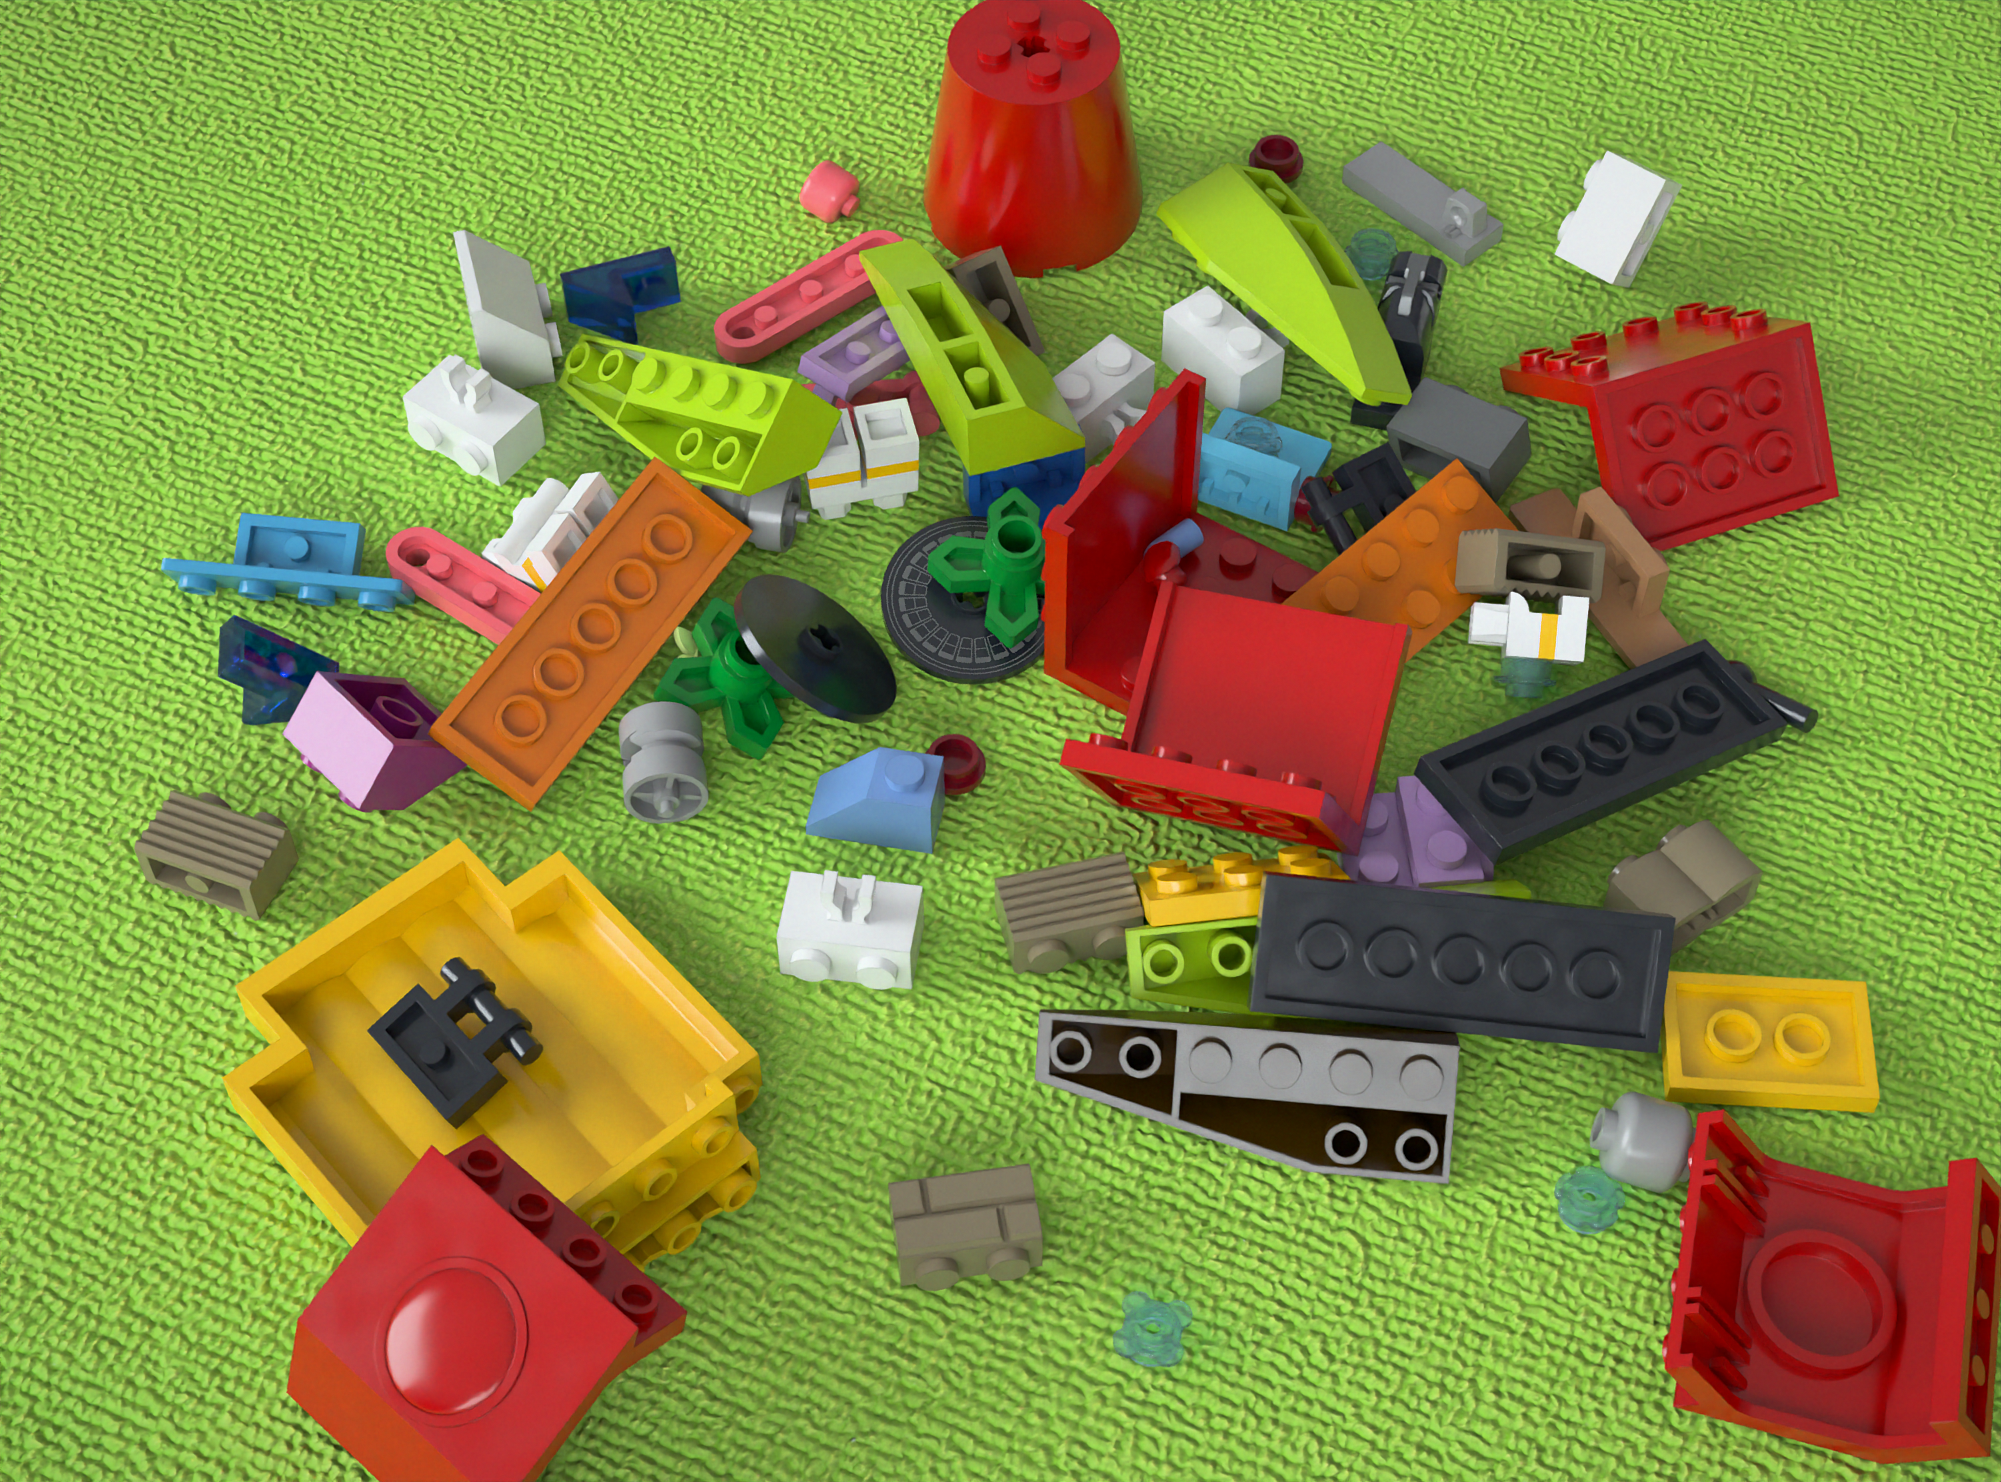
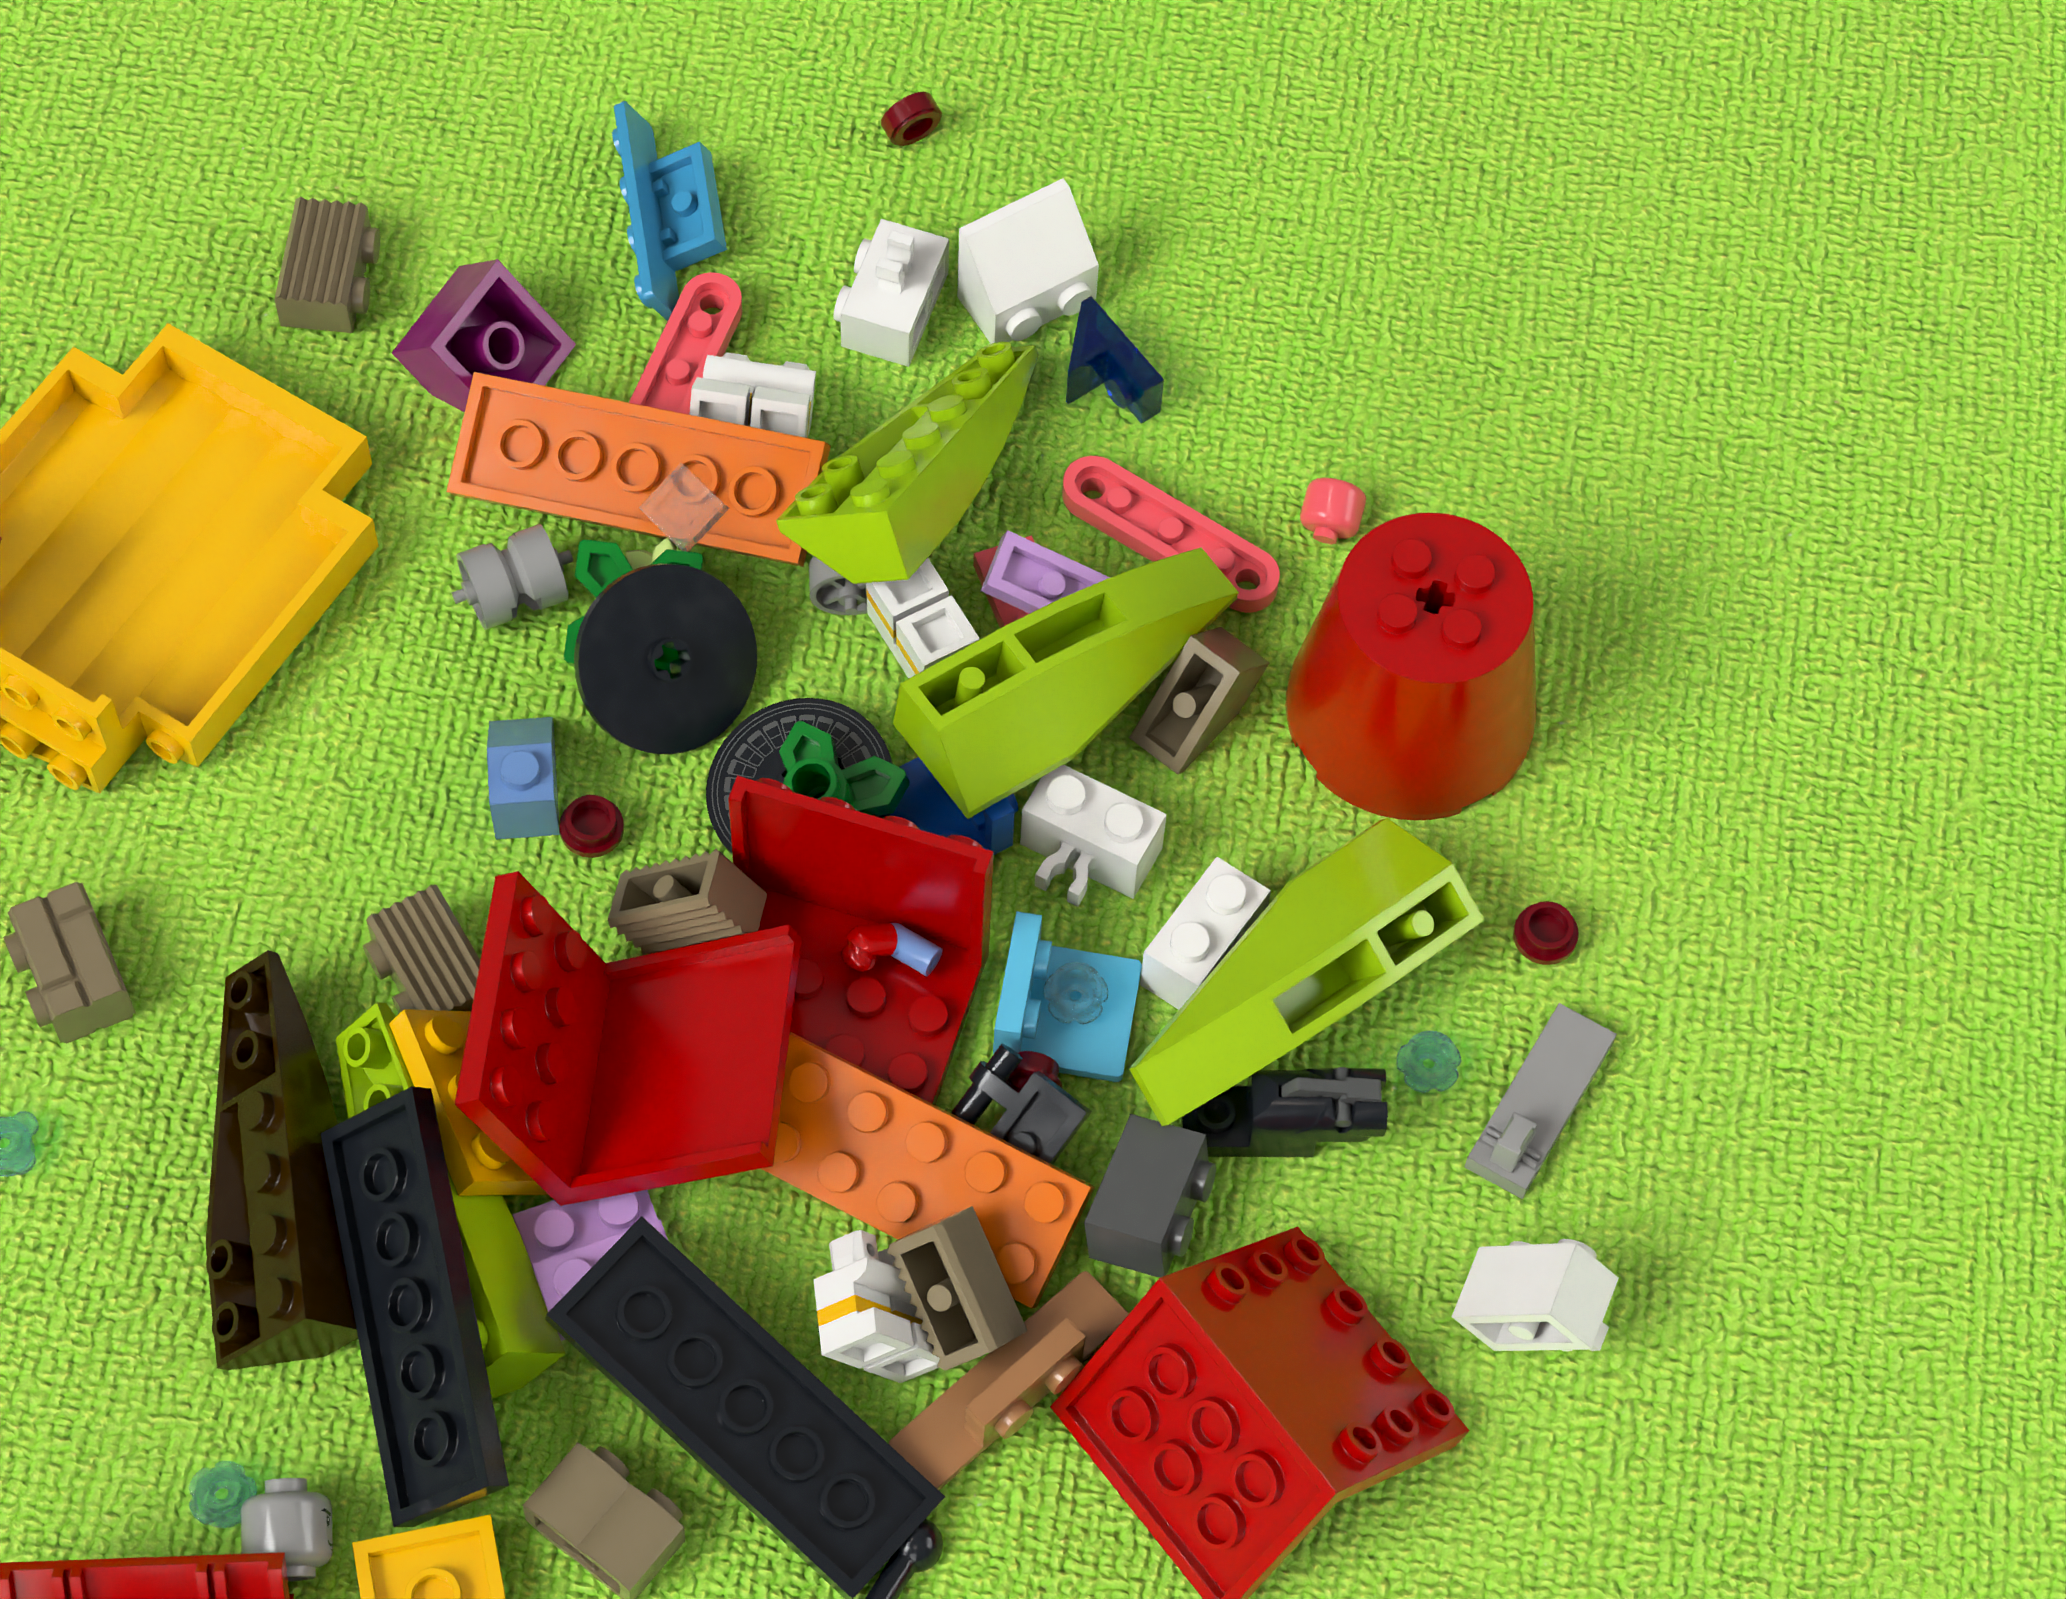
camera: 70 degrees right, 10 degrees up
(268, 669) = (531, 235): slope -> none
(288, 369) = (911, 118): none -> dark red tile
(439, 1056) = (144, 497): black plate -> none
(661, 595) = (684, 508): none -> clear tile
(850, 930) = (364, 787): white brick -> none
(1090, 678) = (685, 903): none -> dark tan brick

